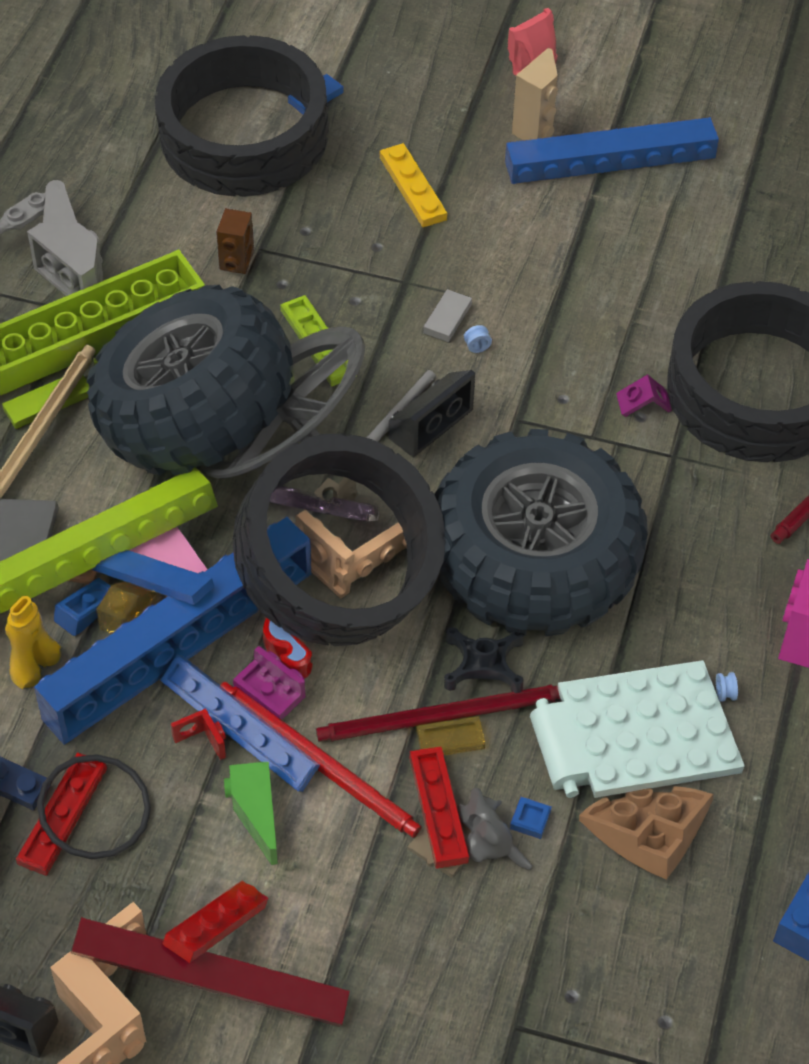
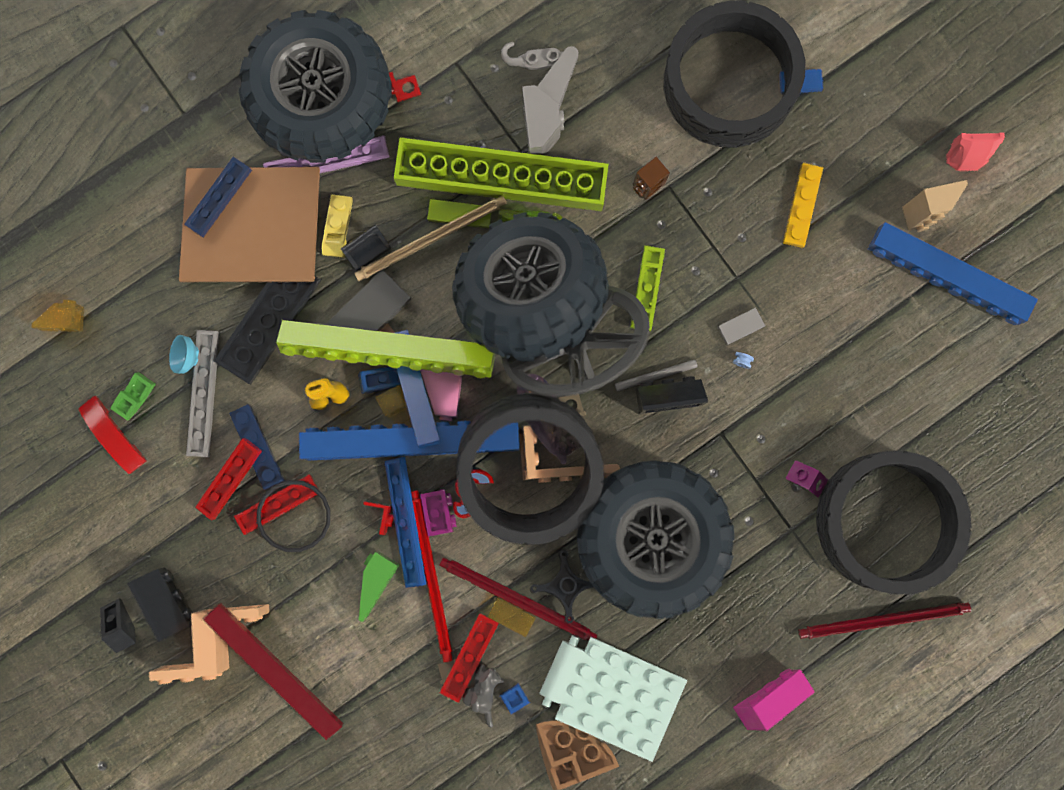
camera: 40 degrees right, 30 degrees up
(215, 921) = (298, 643): red plate -> none
(726, 686) = (685, 707): light blue bush -> none

